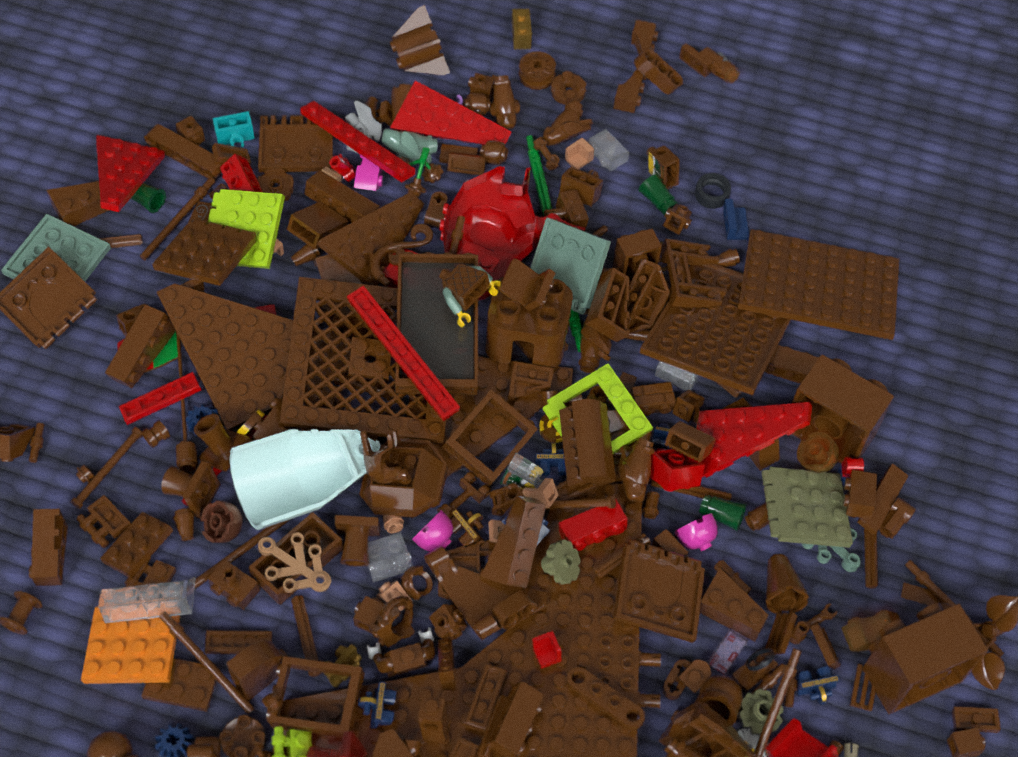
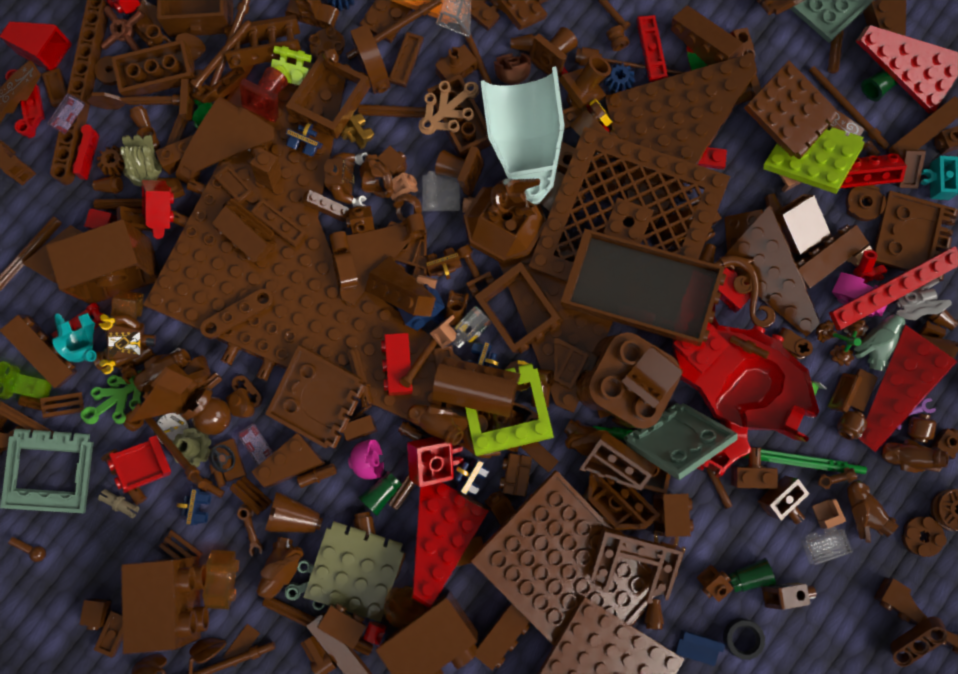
camera: 115 degrees right, 20 degrees up
(403, 353) = (613, 240): red plate -> none
(435, 533) = (445, 233): dark pink cylinder -> none
(464, 287) = (664, 315): reddish brown torso -> none
(546, 650) = (296, 283): red panel -> none
(562, 562) = (369, 322): olive plant -> none
(690, 441) = (448, 483): reddish brown brick -> none
(825, 646) = (224, 529): reddish brown tile -> none
(836, 577) = (279, 567): none -> reddish brown animal

